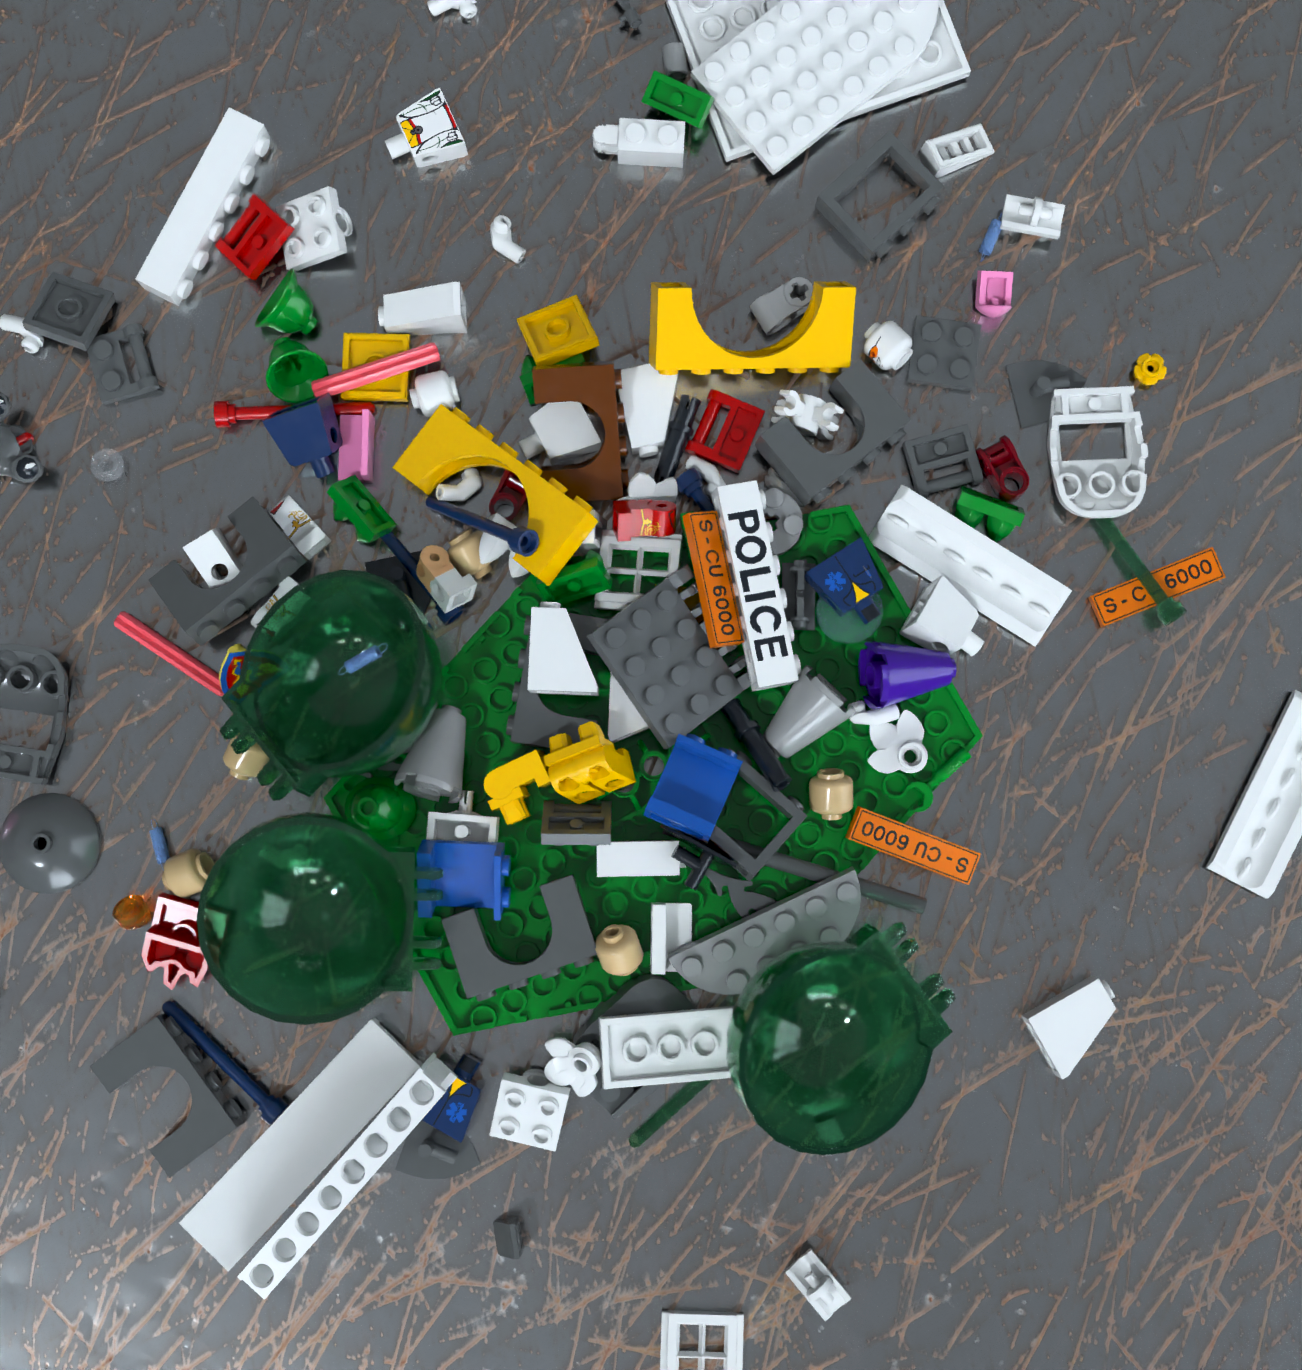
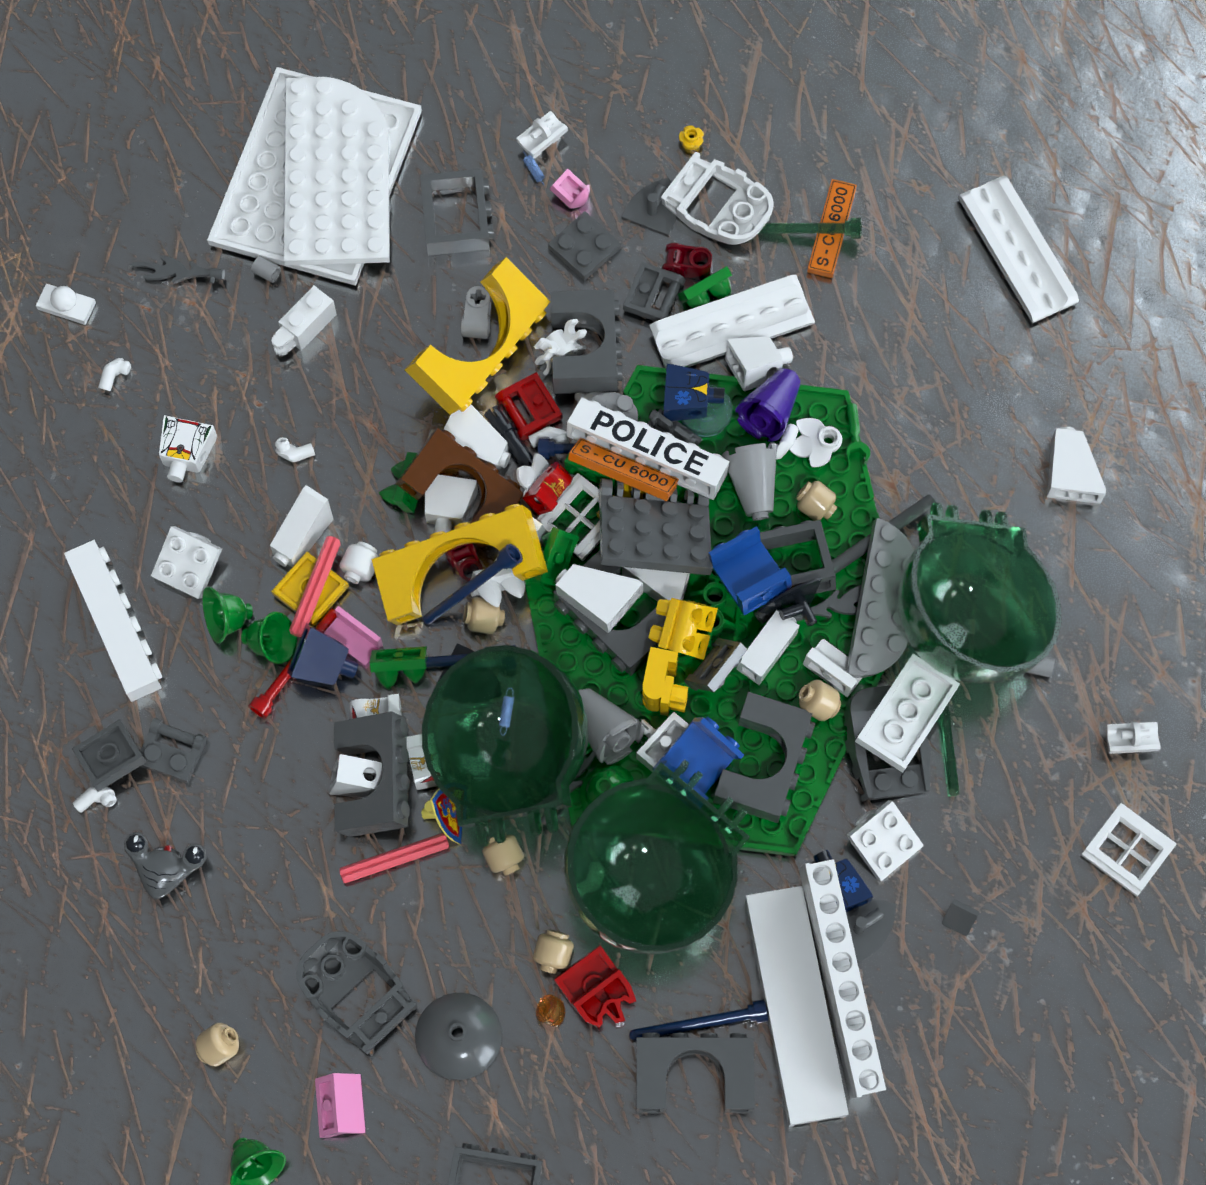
camera: 50 degrees left, 15 degrees down
(98, 461) = (228, 801): clear plate -> none
(159, 844) = (518, 961): light blue piece -> none
(259, 242) = (168, 597): red plate -> none
(443, 580) = (475, 638): leg -> none
(470, 484) = (436, 595): white arm -> none
(558, 331) = (382, 458): yellow plate -> none
(573, 1065) = (874, 788): white plate -> none
(678, 99) = (295, 280): green tile -> none
(749, 733) = (739, 521): black pin -> none
(888, 345) = (553, 272): white head -> none
(912, 845) = (887, 479): orange tile -> none
(936, 159) = (458, 163): white slope -> none

